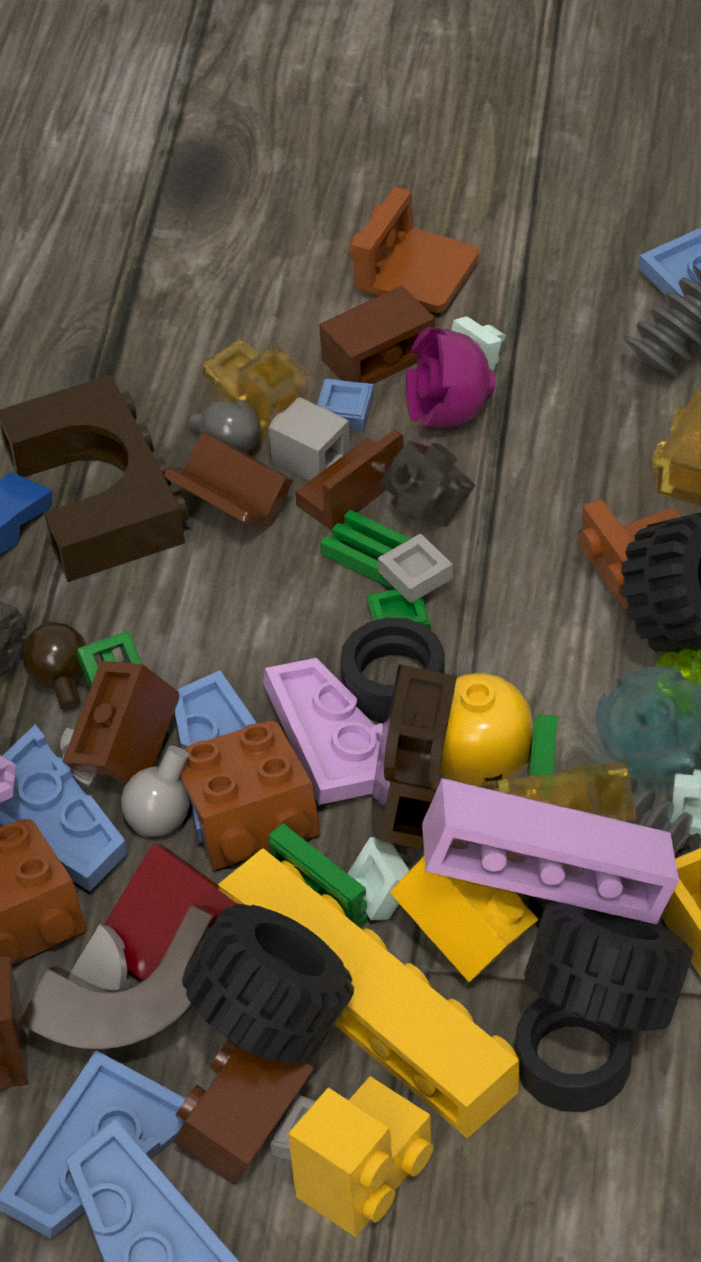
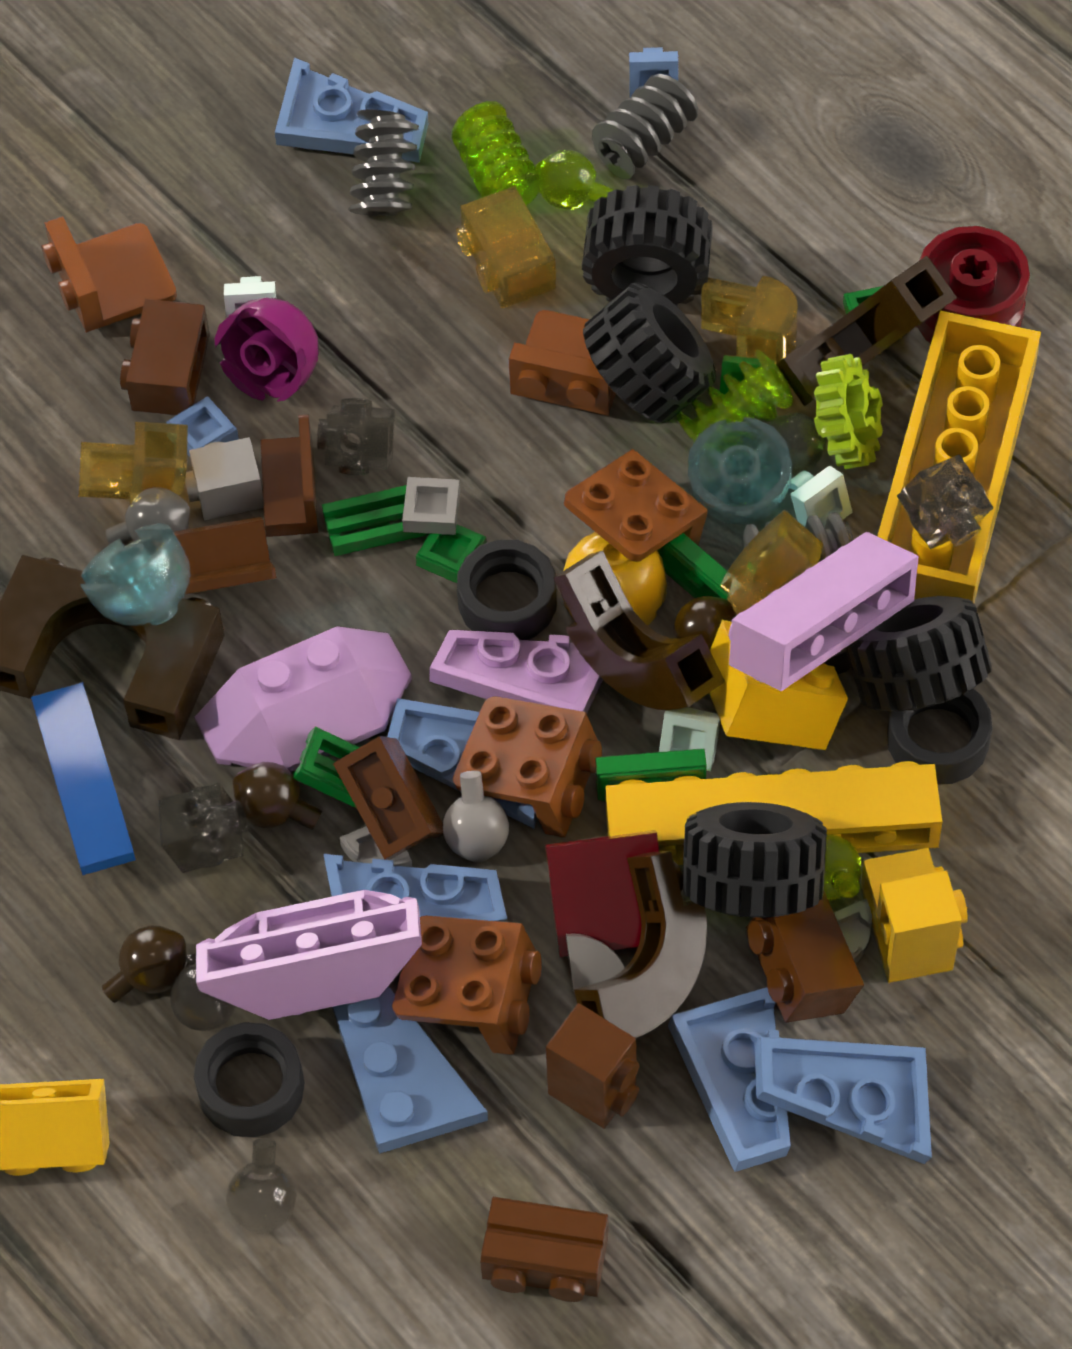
camera: 50 degrees left, 10 degrees up
(135, 437) = (140, 579): none -> clear light blue cylinder
(177, 618) = (331, 681): none -> lavender wedge
(348, 1060) = (842, 868): none -> clear neon green piece
(542, 682) = (636, 507): none -> dark orange bracket

